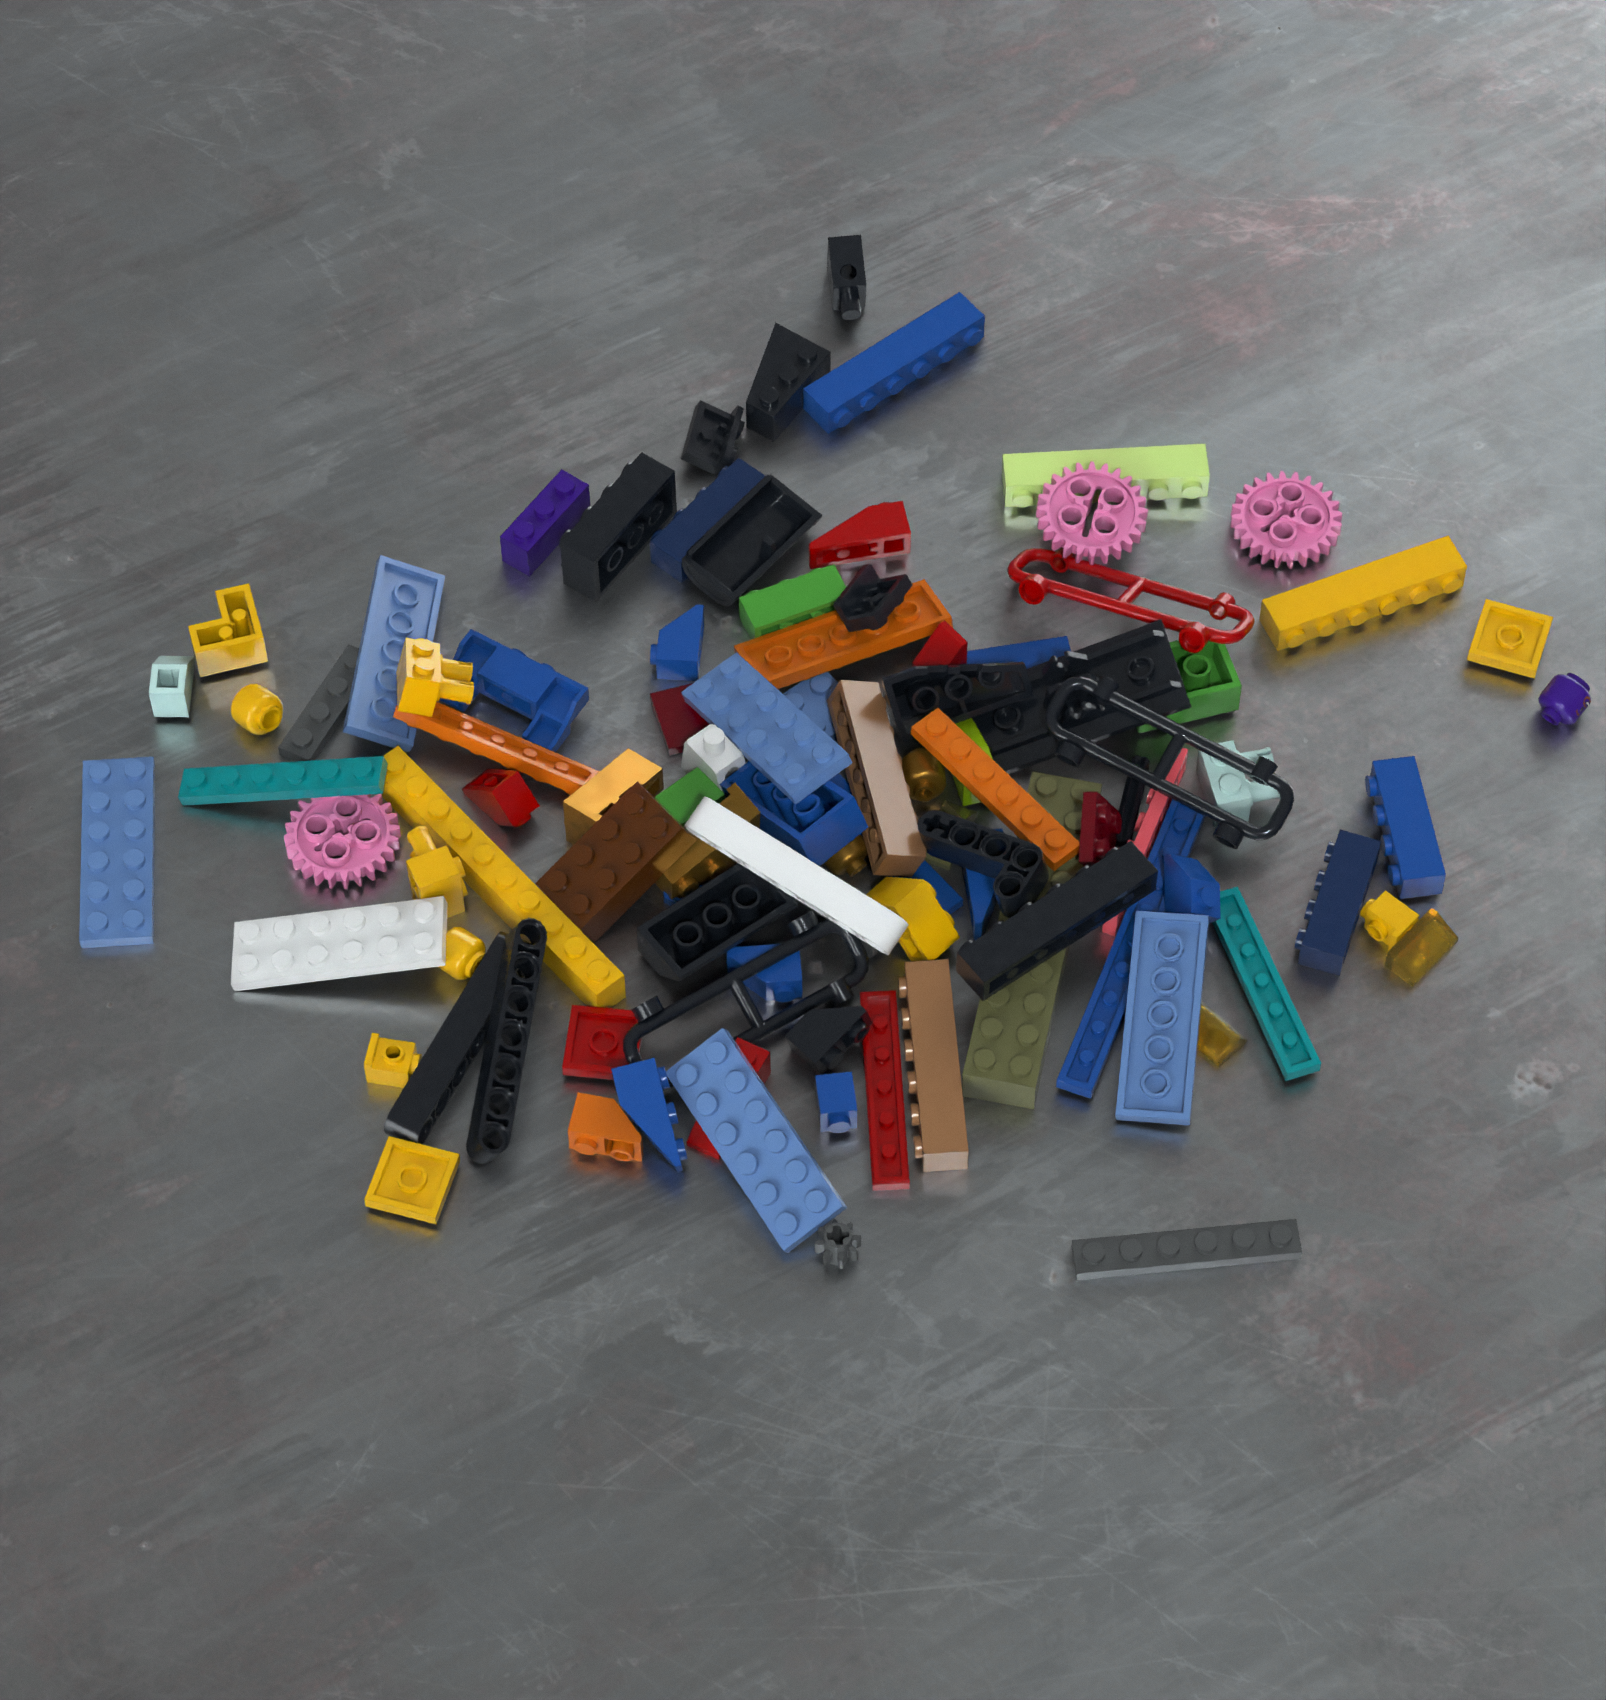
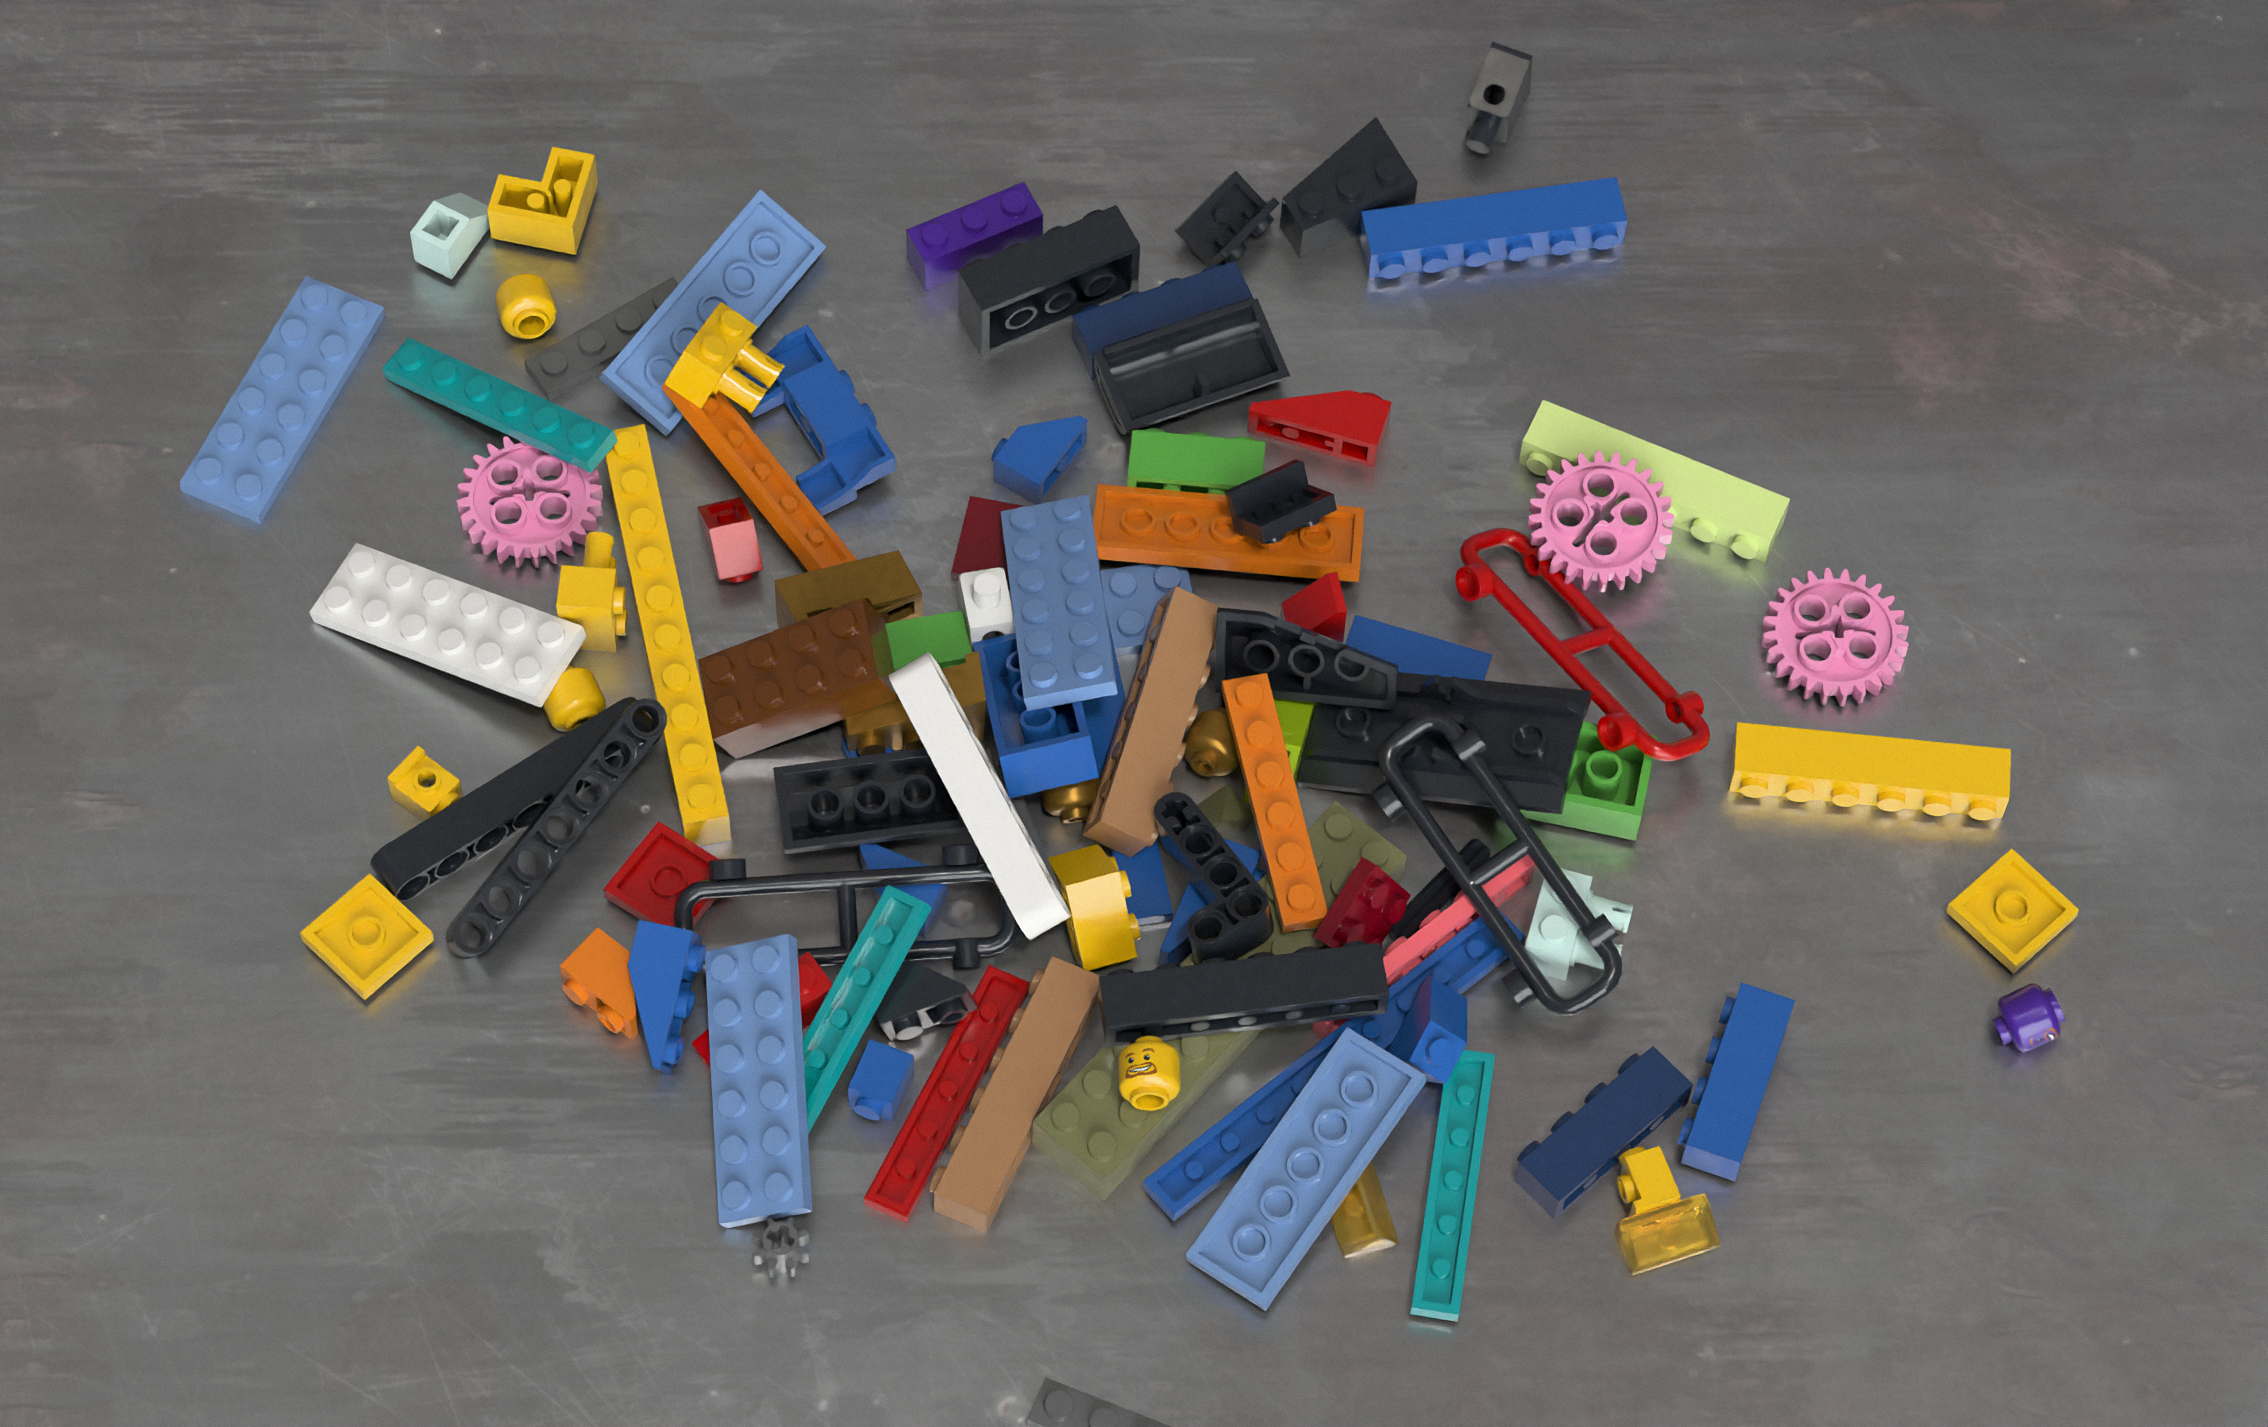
camera: 25 degrees right, 5 degrees up
(790, 1042) = (858, 993): none -> teal plate
(1028, 1000) = (1149, 1073): none -> yellow head

